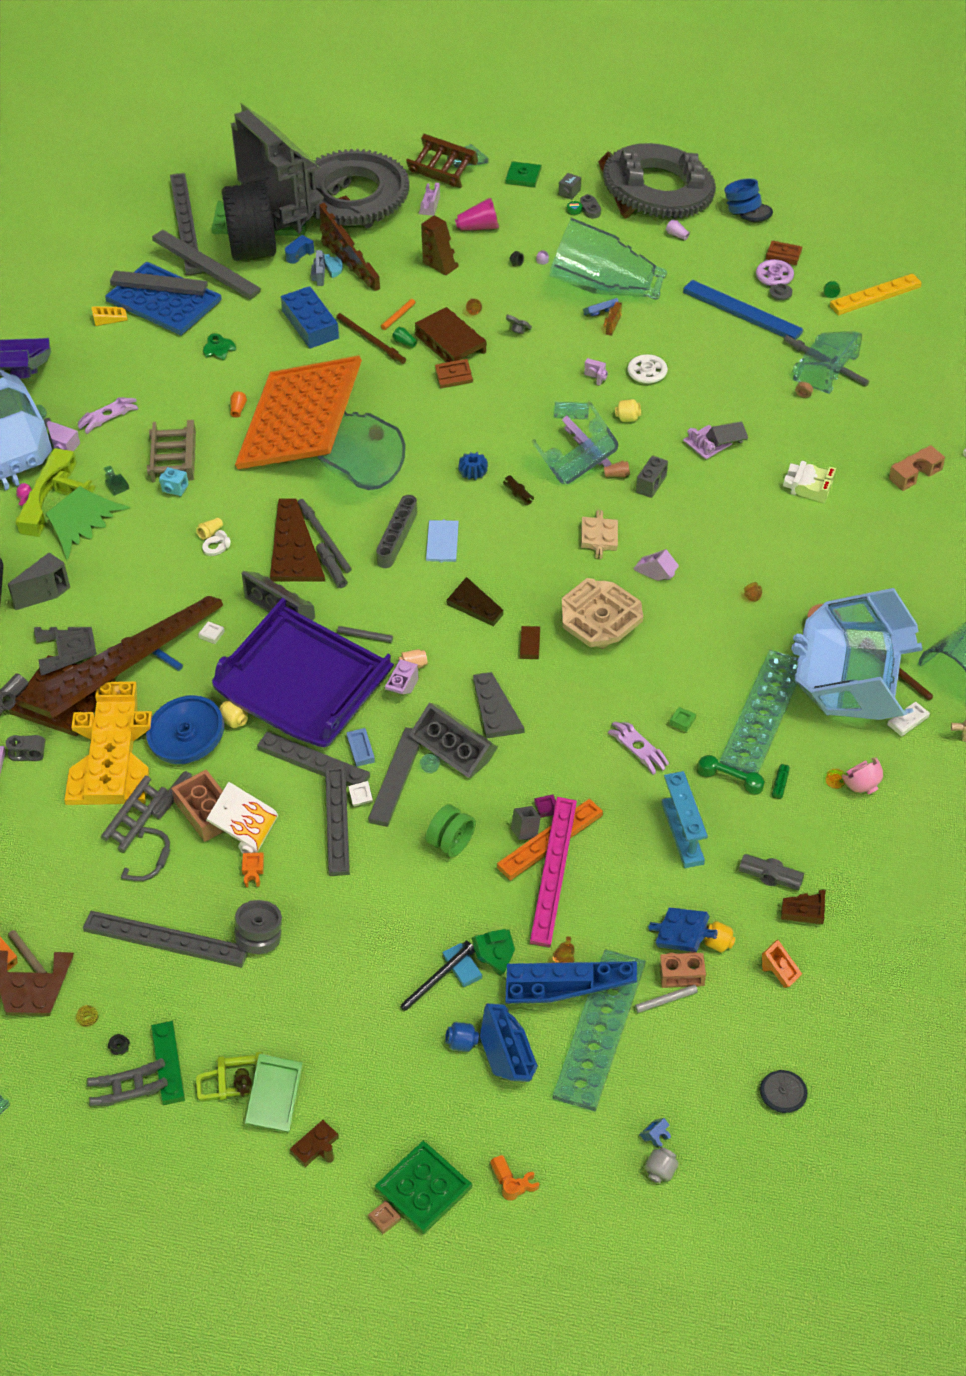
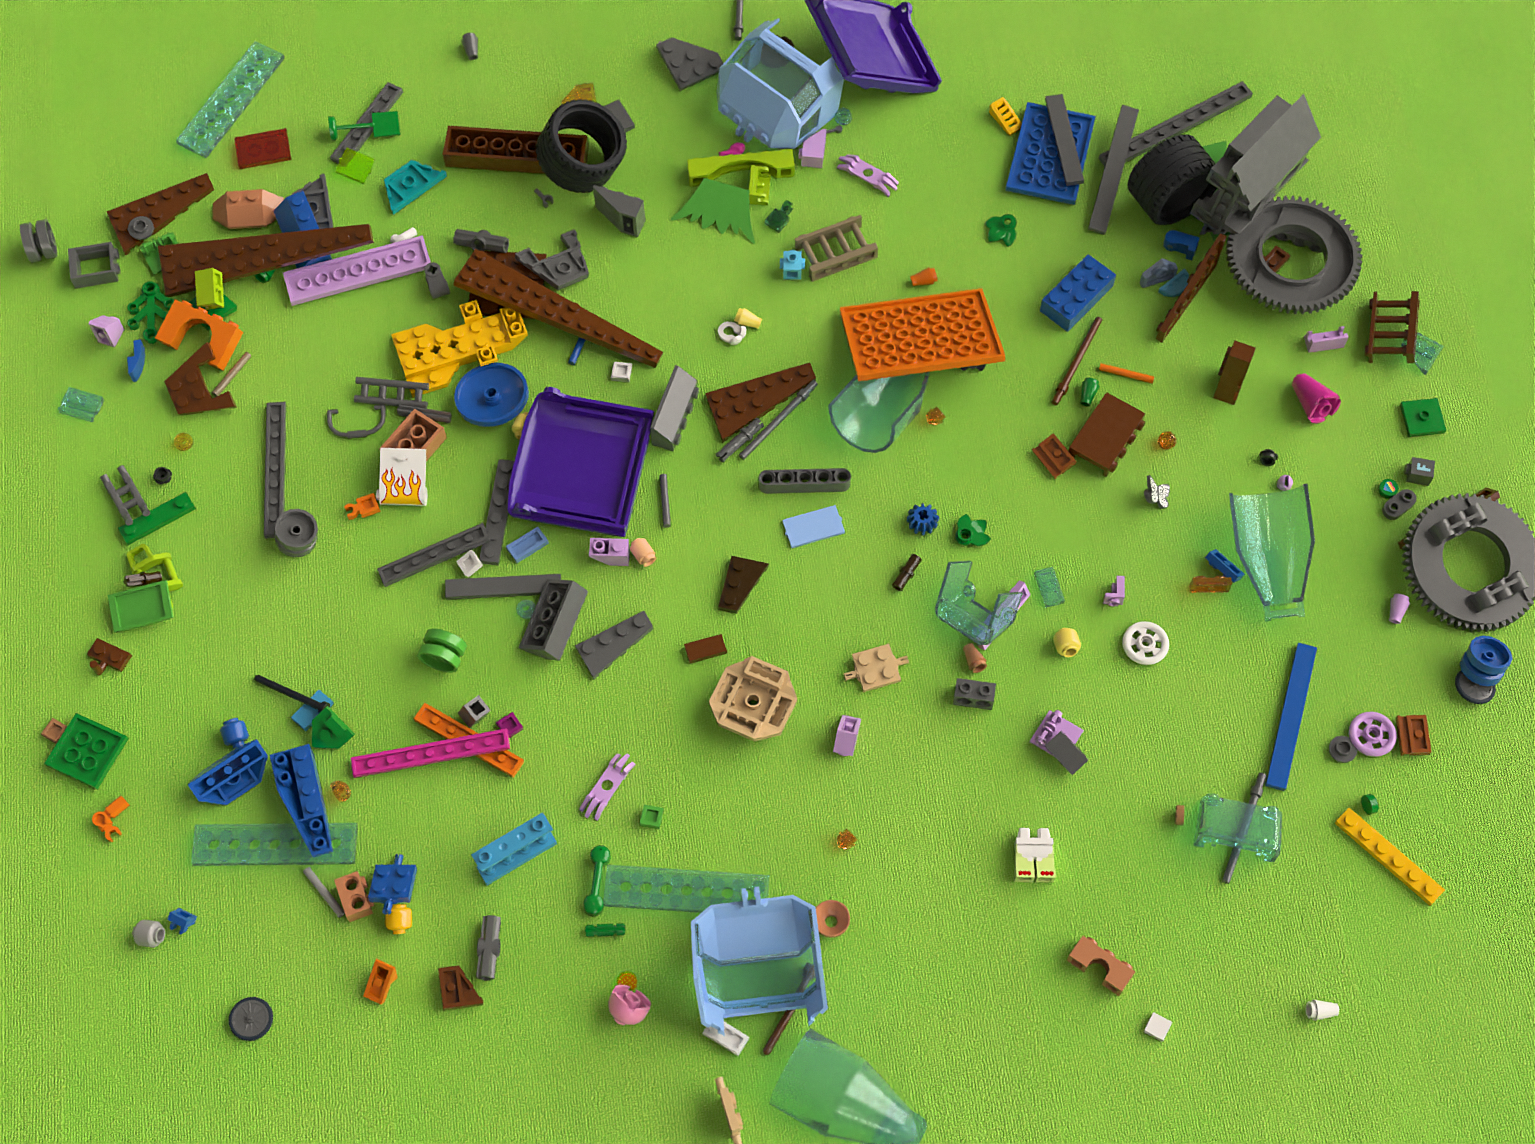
camera: 70 degrees right, 15 degrees up
(497, 442) = (973, 530): none -> green plate

